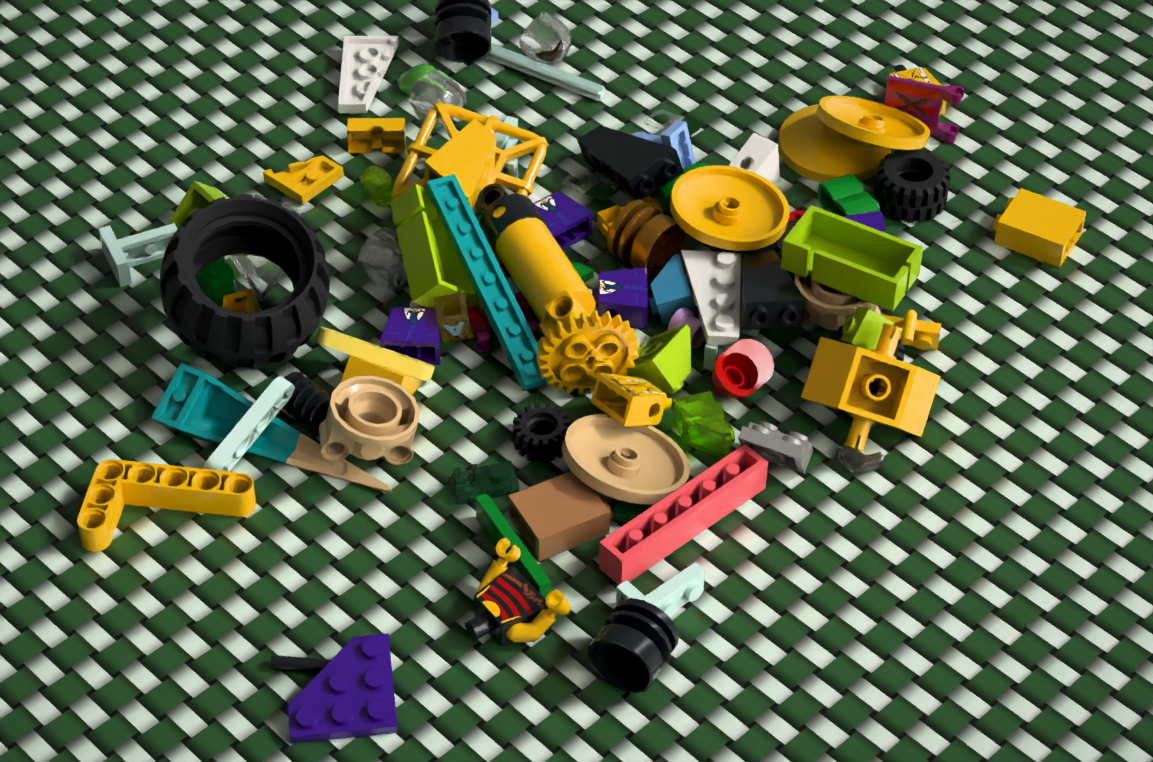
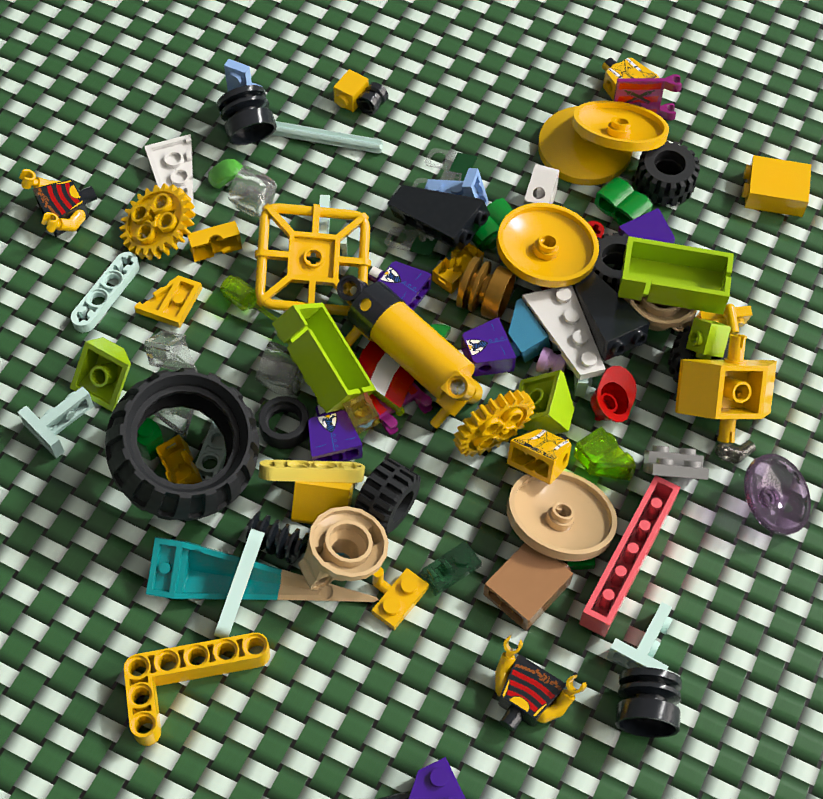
camera: 20 degrees left, 15 degrees up
(214, 169) = (100, 289): none -> light aqua beam
(231, 65) = (59, 201): none -> torso
(323, 102) = (157, 221): none -> yellow gear
(362, 295) = (278, 405): none -> black tyre
(412, 494) = (397, 598): none -> yellow plate
(444, 389) = (389, 493): none -> black tyre
(469, 157) = (318, 270): yellow slope -> none
(487, 279) = (381, 373): teal plate -> none
(498, 528) = (503, 628): green tile -> none
(540, 419) = (483, 490): black tyre -> none
(546, 40) = (318, 108): clear piece -> none
(592, 35) = (349, 89): none -> yellow brick
(614, 46) = (372, 98): none -> black wheel
(890, 494) = (777, 494): none -> clear purple dish

